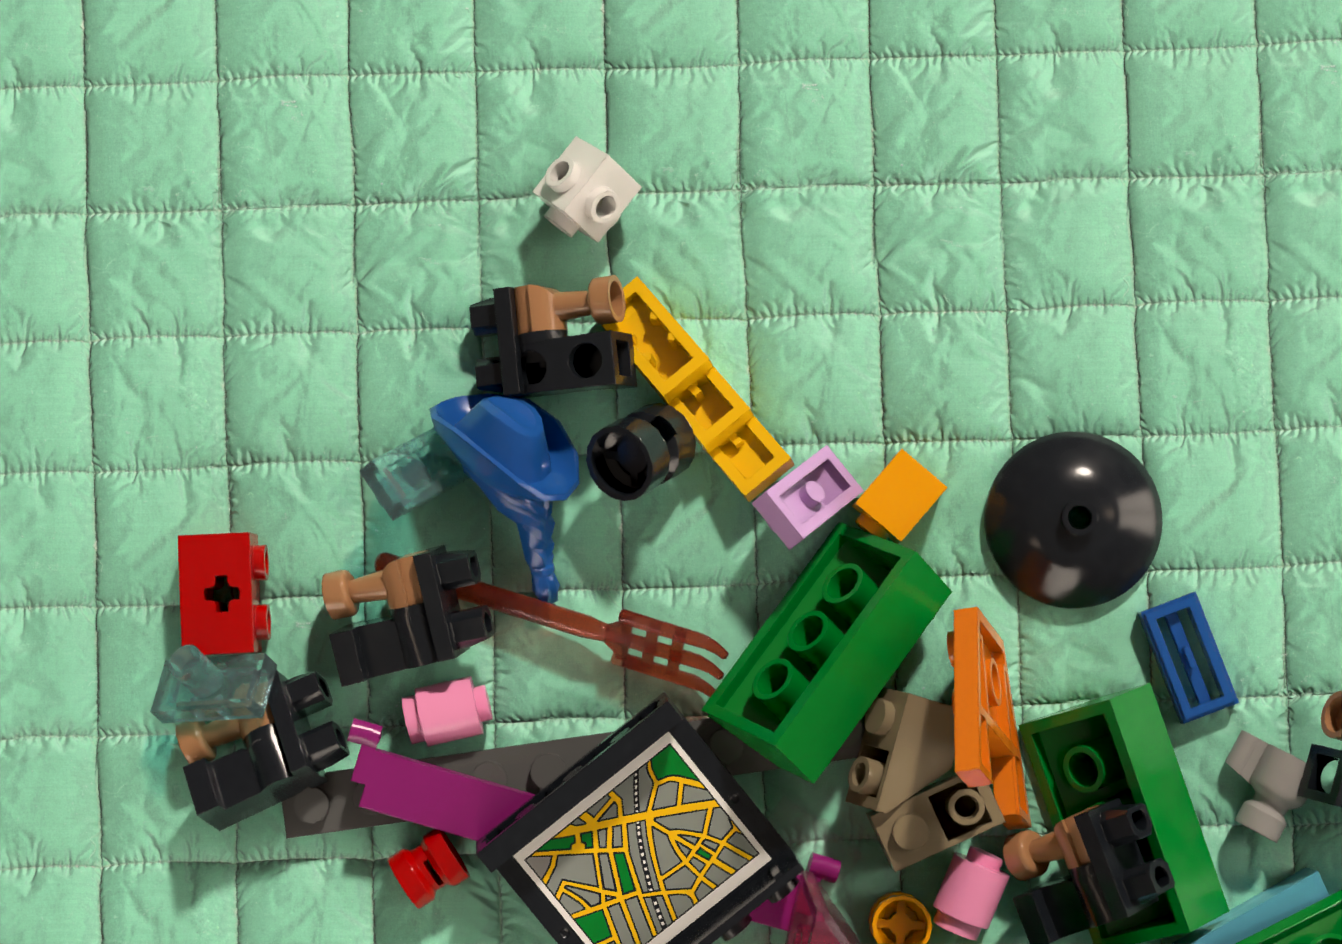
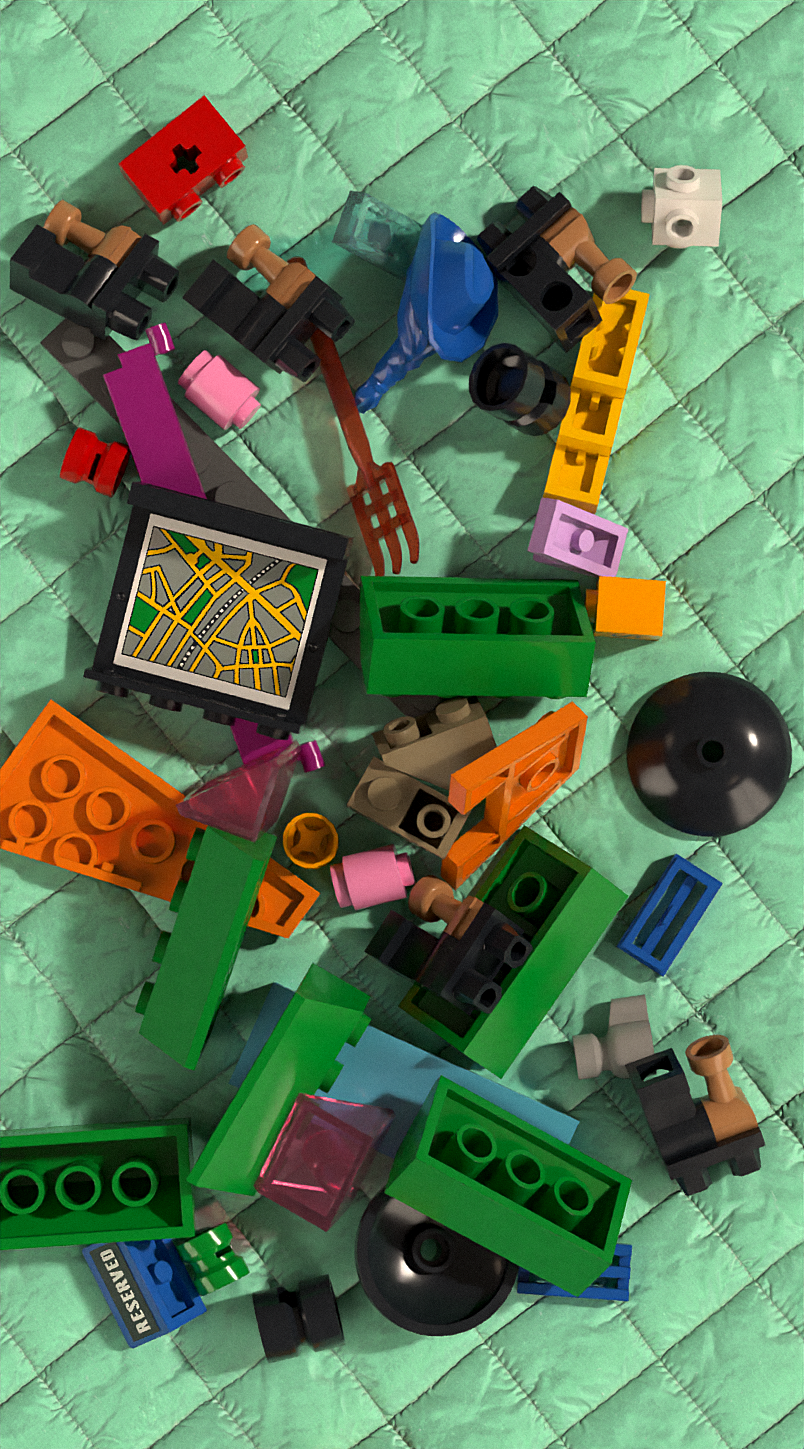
camera: 55 degrees right, 0 degrees up
(213, 687) = (111, 204): clear light blue tile -> none

